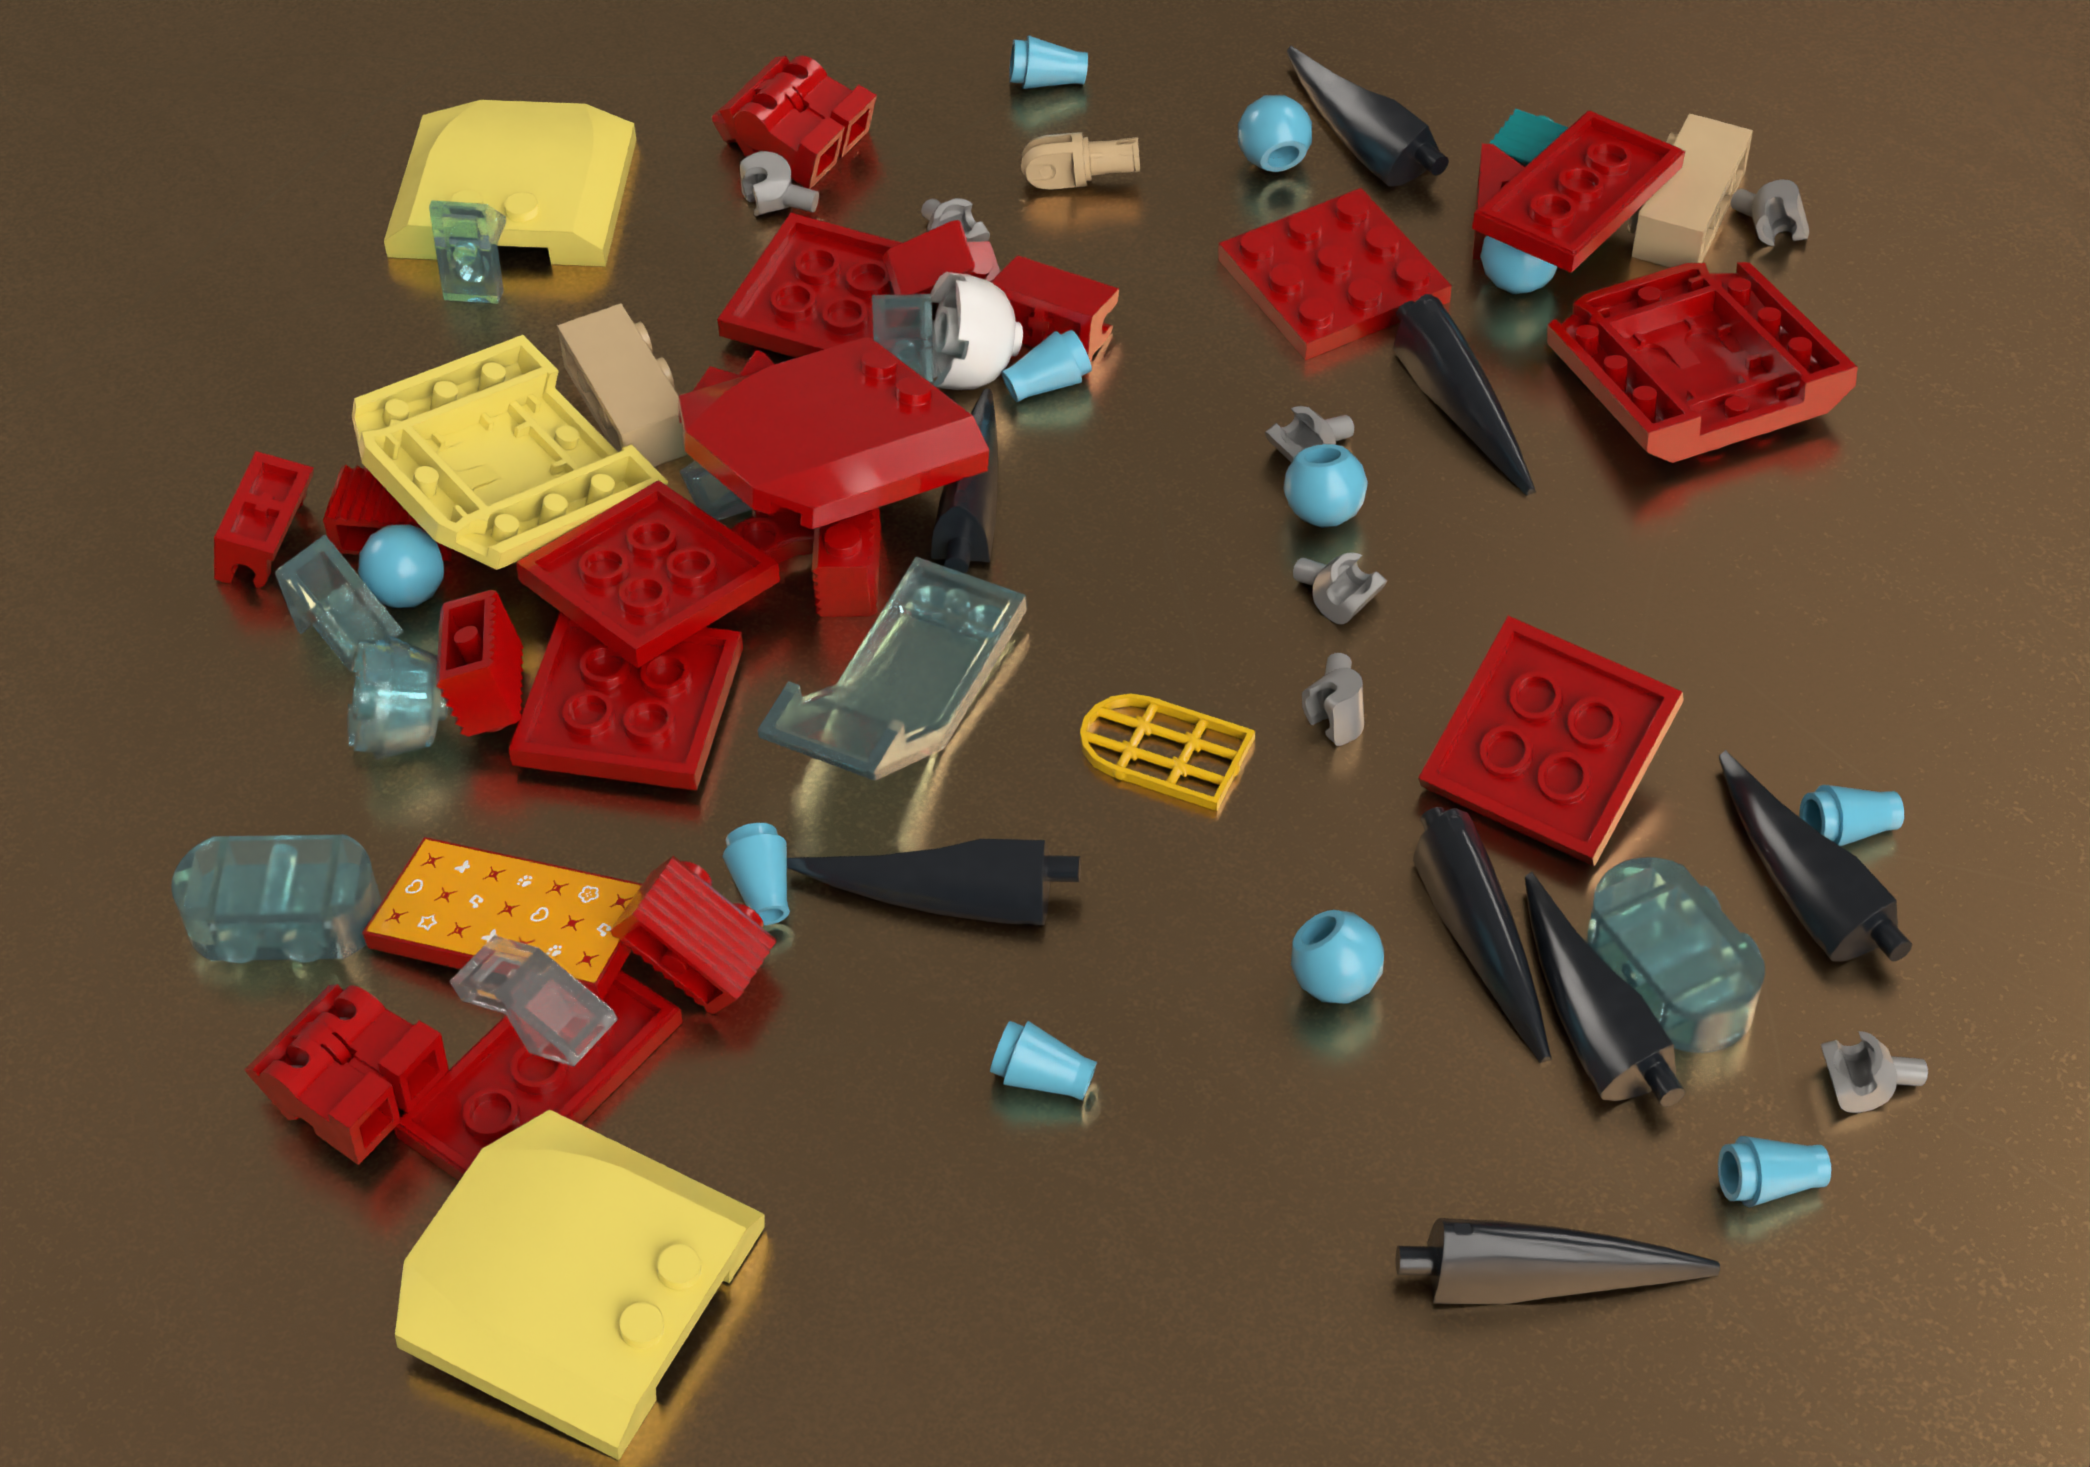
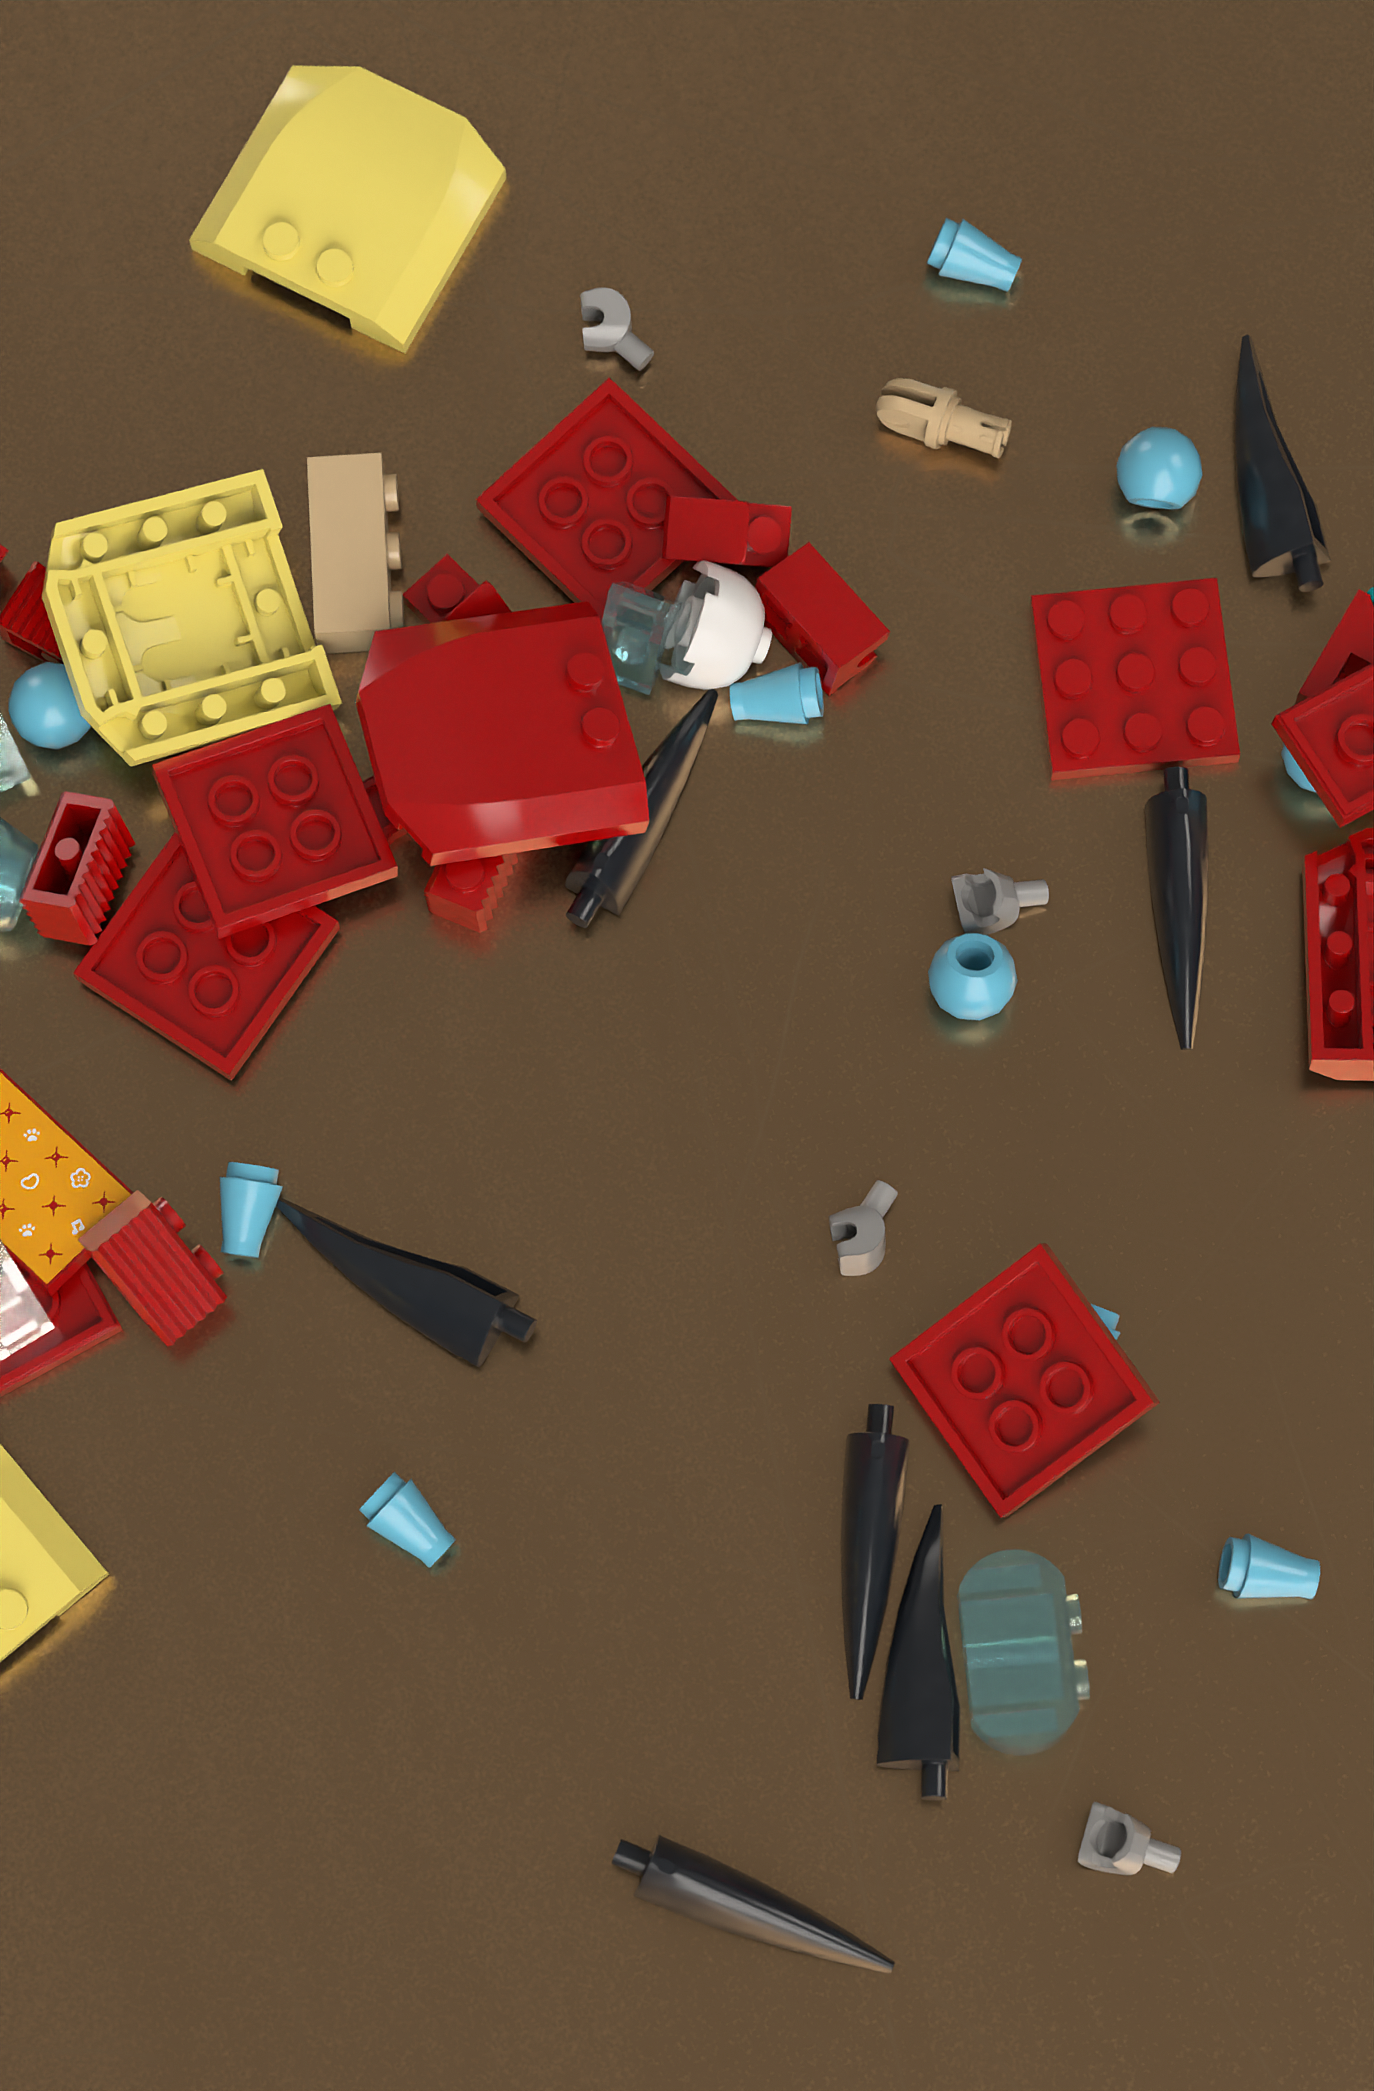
camera: 25 degrees right, 25 degrees up
(468, 250) = (258, 302): clear light blue slope -> none
(797, 115) = (652, 212): red hips -> none
(907, 676) = (456, 1048): clear light blue windscreen -> none
(954, 209) = (768, 457): light grey piece -> none
(1178, 765) = (684, 1236): yellow window -> none
(1337, 957) = (711, 1530): medium azure piece -> none
(1339, 586) = (932, 1097): light grey piece -> none
(1769, 1169) = (982, 1904): medium azure cone -> none
(1821, 881) = (1194, 1632): black piece -> none

